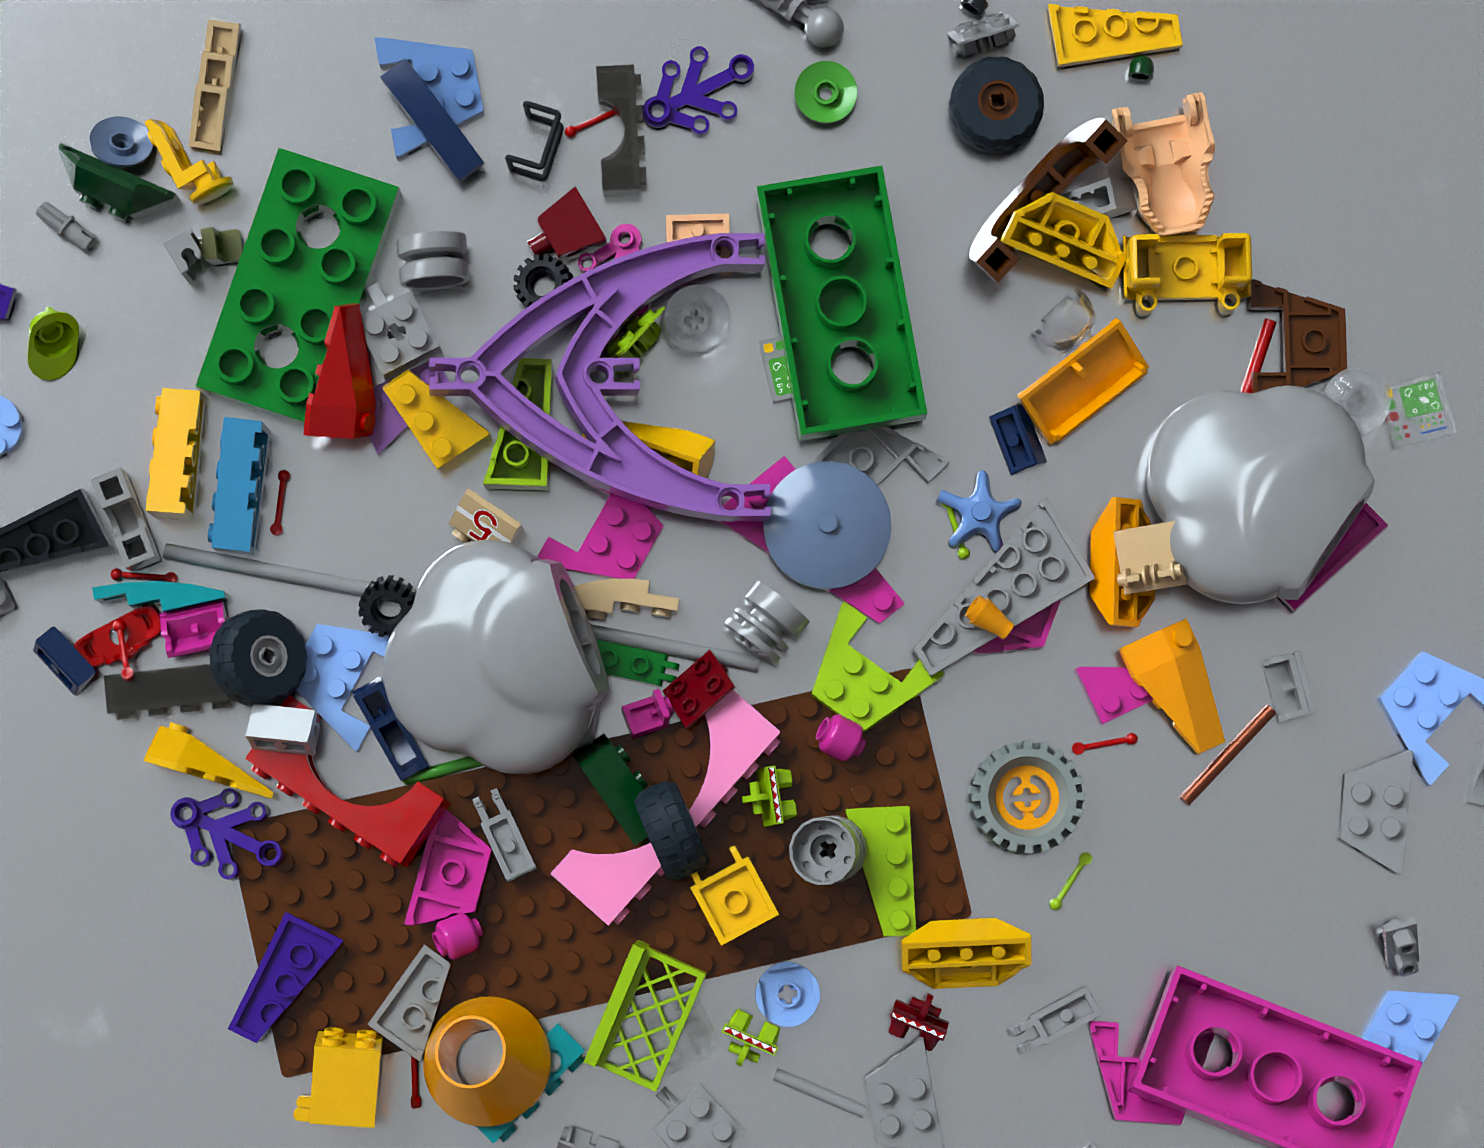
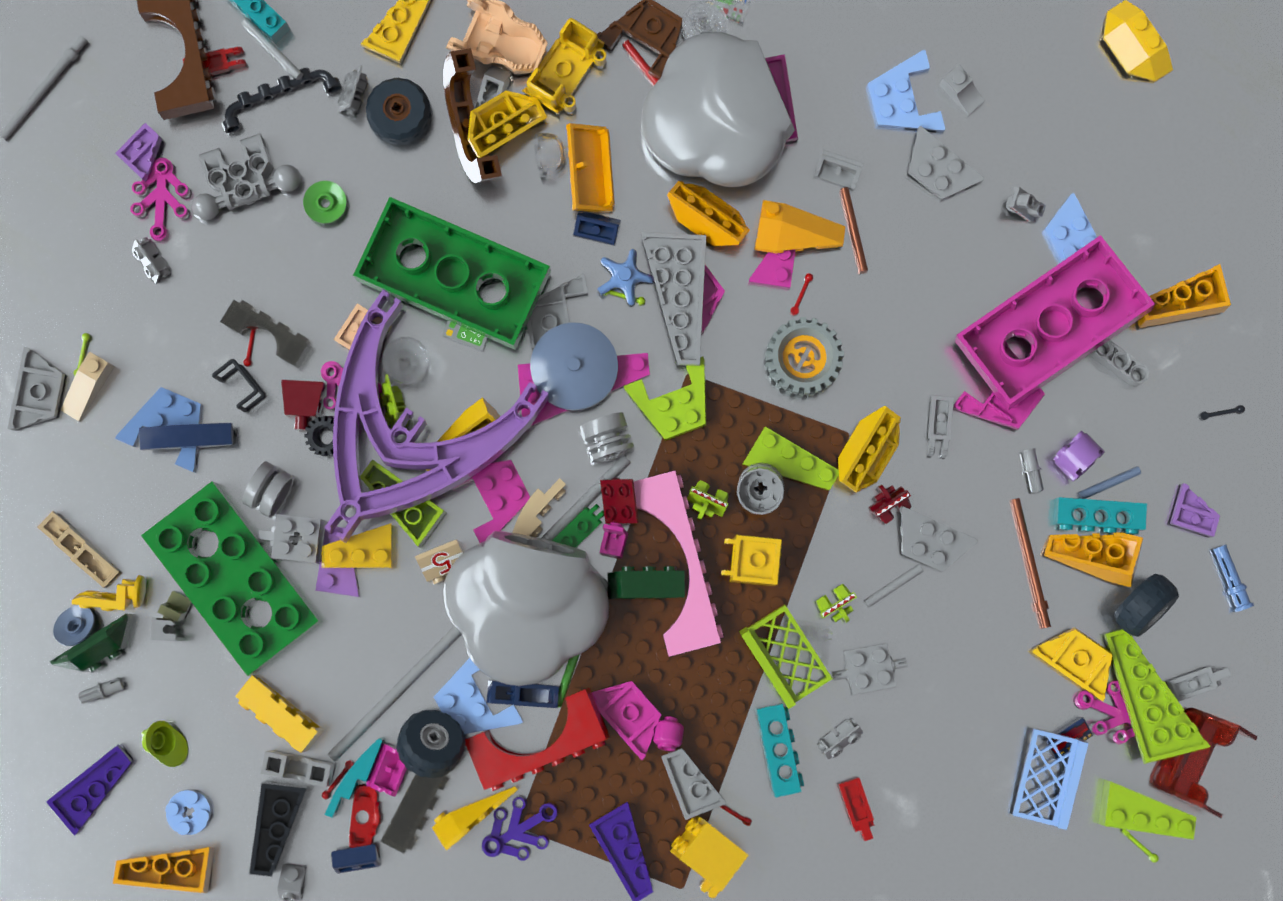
camera: 55 degrees left, 0 degrees up
(127, 673) = (388, 826): red hinge -> none
(239, 485) = (322, 688): dark azure wedge -> none
(276, 528) = (361, 683): red hinge -> none
(283, 729) = (482, 756): hinge -> none
(345, 391) = (311, 592): red wedge -> none
(379, 589) = (438, 649): black tyre -> none
(505, 839) = (631, 669): light grey hinge -> none
(516, 1082) = (777, 755): light orange cone -> none
(671, 830) = (692, 569): black wheel -> none
(693, 93) = (273, 277): dark purple plant -> none
(802, 1005) = (814, 572): light blue plate -> none
(840, 737) = (700, 439): dark pink head -> none
(988, 617) = (688, 309): light orange cone -> none
(1084, 859) = (859, 349): lime hinge -> none
(1141, 68) = (433, 17): dark green hinge -> none
(1147, 559) = (715, 197): tan hinge -> none

